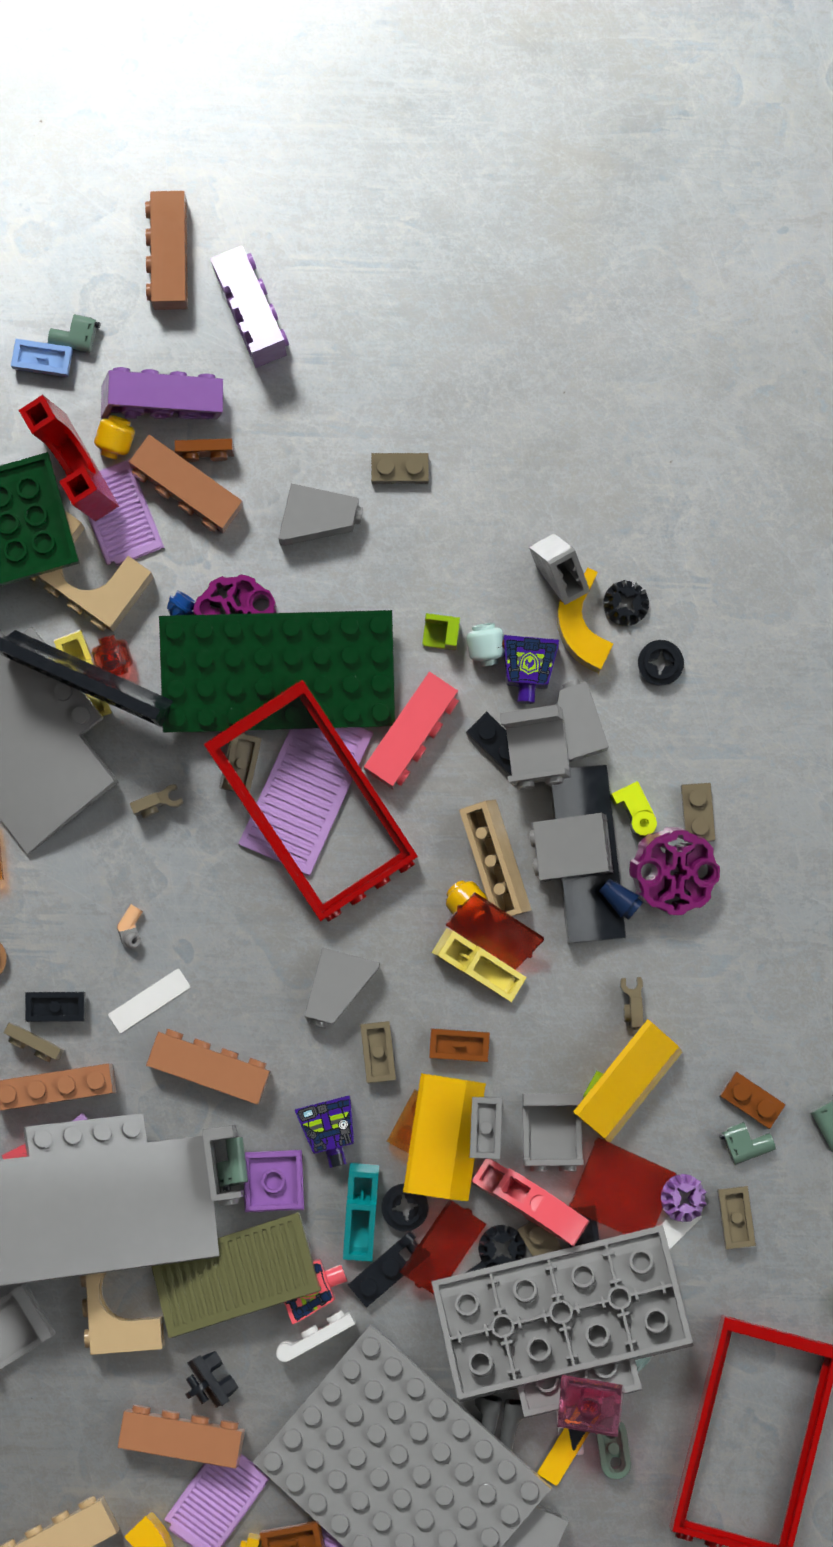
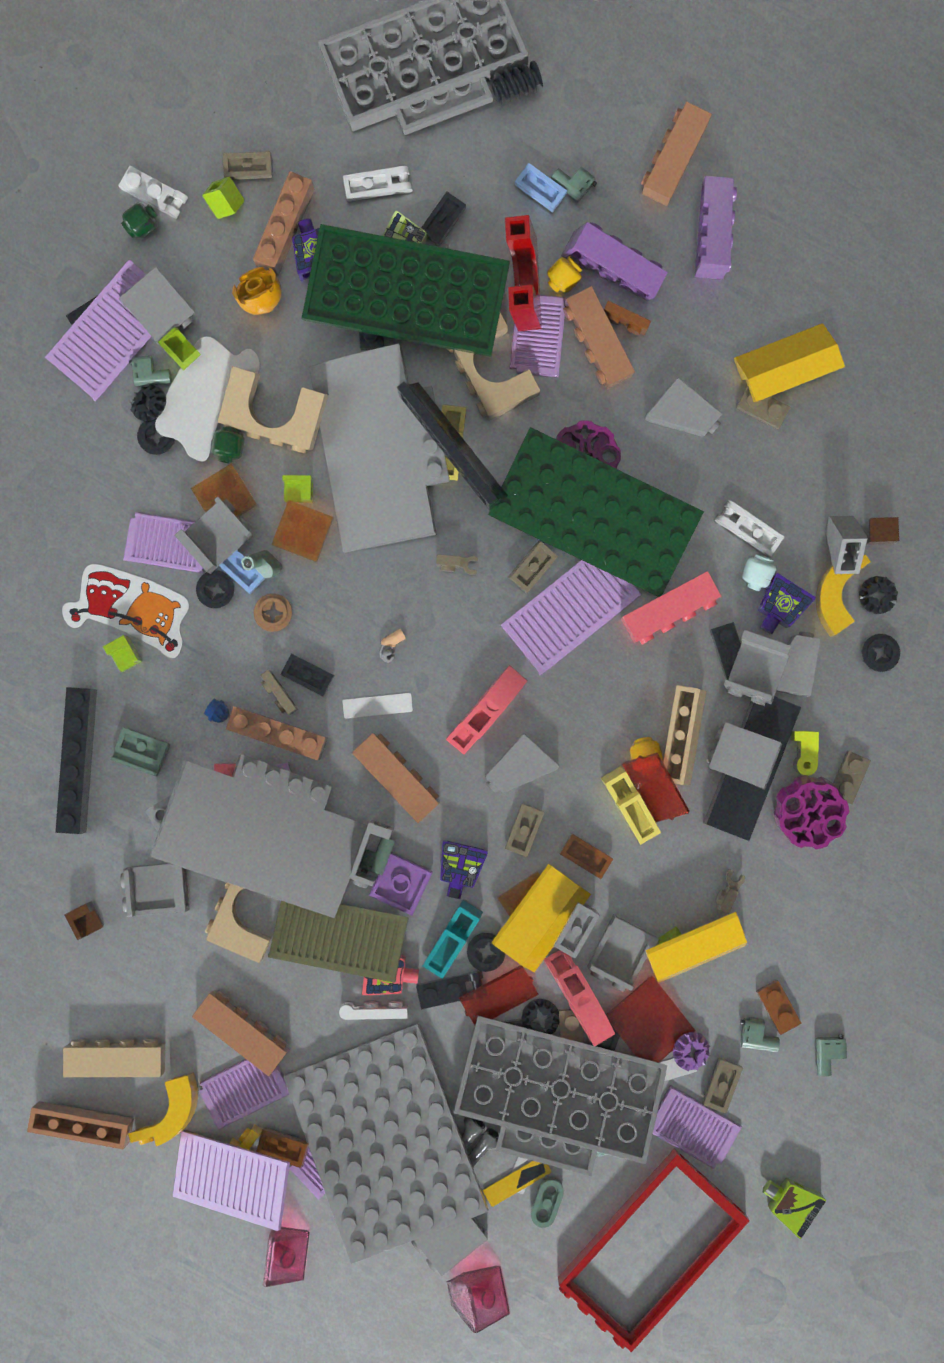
camera: 30 degrees right, 5 degrees up
(112, 655) = (480, 438): clear red head -> none
(180, 604) = (549, 426): blue plate -> none
(217, 1391) = (284, 1013): black hips -> none
(269, 943) = (487, 710): none -> coral slope
(377, 877) = (588, 703): red door -> none
(401, 407) = (789, 362): none -> yellow slope
(441, 631) = (730, 545): lime panel -> none
(453, 602) = (750, 528): none -> white plate
(590, 1405) = (547, 1170): clear pink slope -> none
(594, 533) = (883, 530): none -> reddish brown panel
(621, 899) = (760, 811): dark blue cone -> none
(730, 1280) = (694, 1128): none -> lavender window

